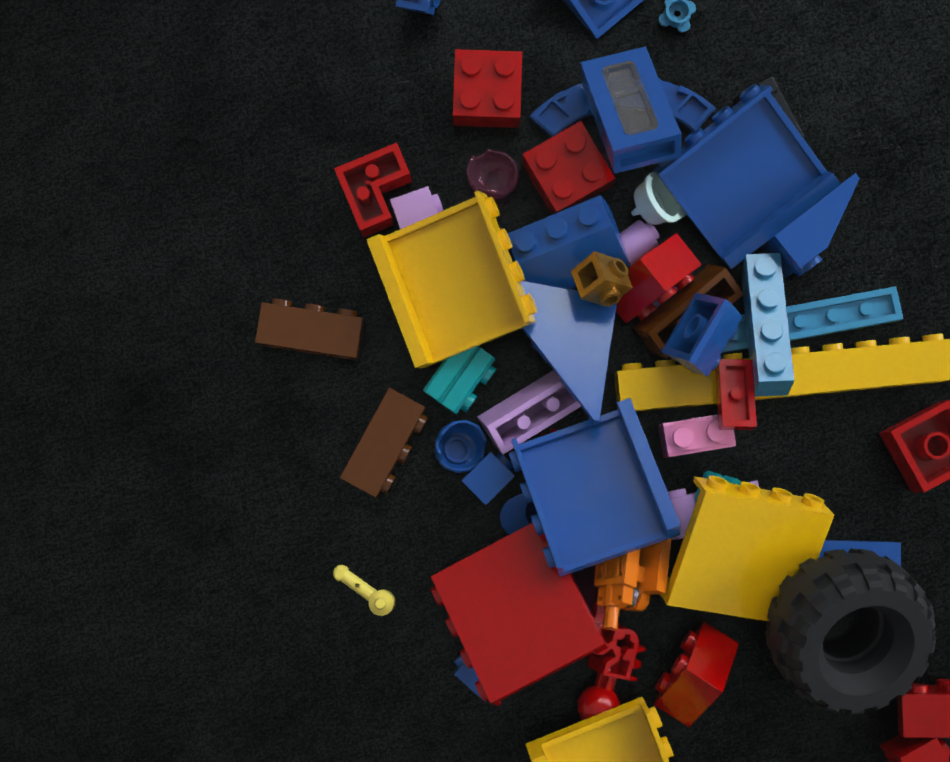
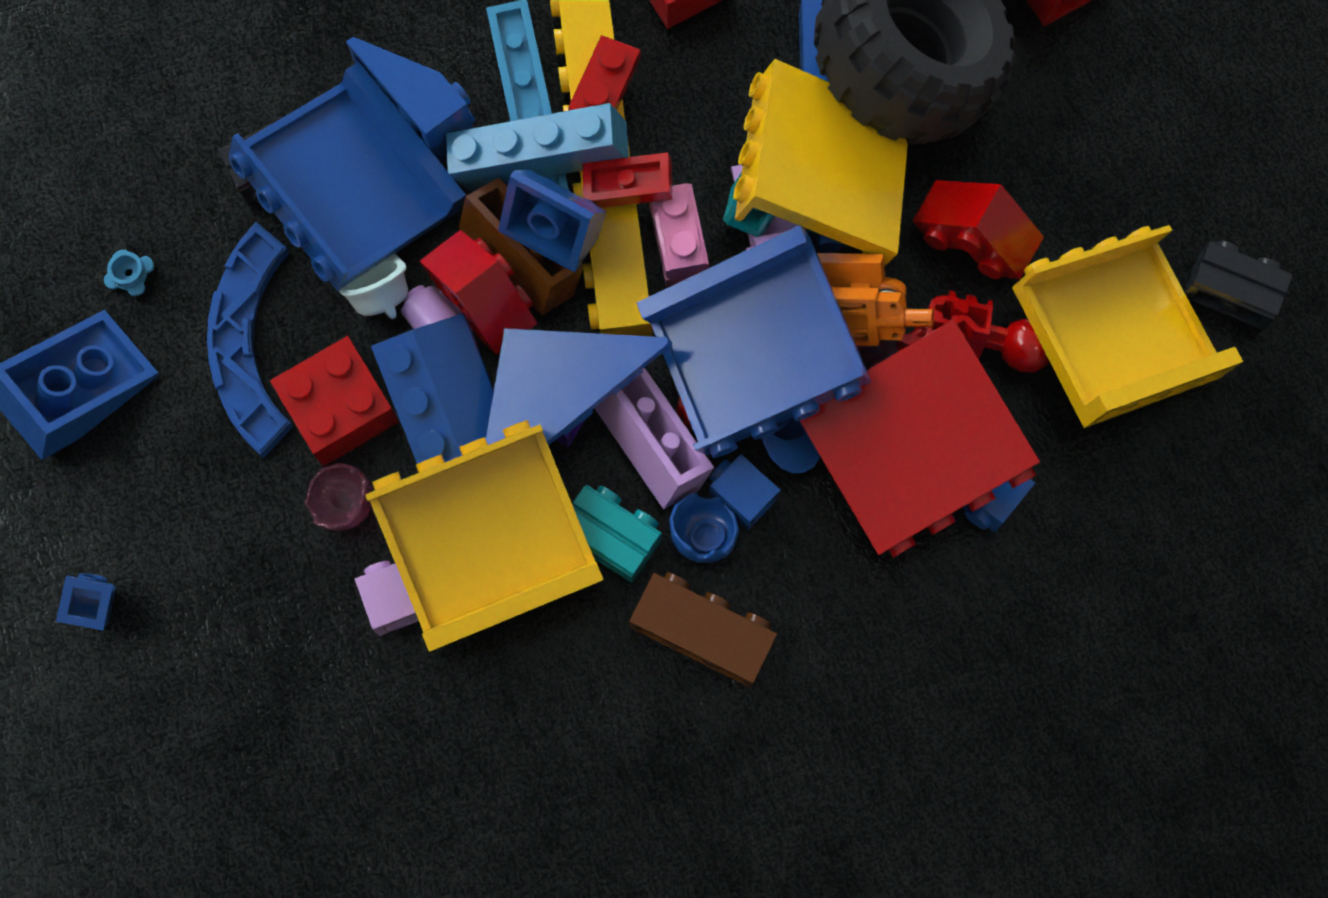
camera: 90 degrees left, 10 degrees down
(310, 329) = (551, 735): reddish brown brick -> none
(366, 181) = (350, 665): red brick -> none
(380, 601) = (912, 630): light yellow piece -> none
(487, 88) = (221, 507): red brick -> none
(601, 279) = (482, 341): pearl gold brick -> none
(630, 110) = (257, 313): blue piece -> none
(825, 379) = (606, 74): none -> red plate

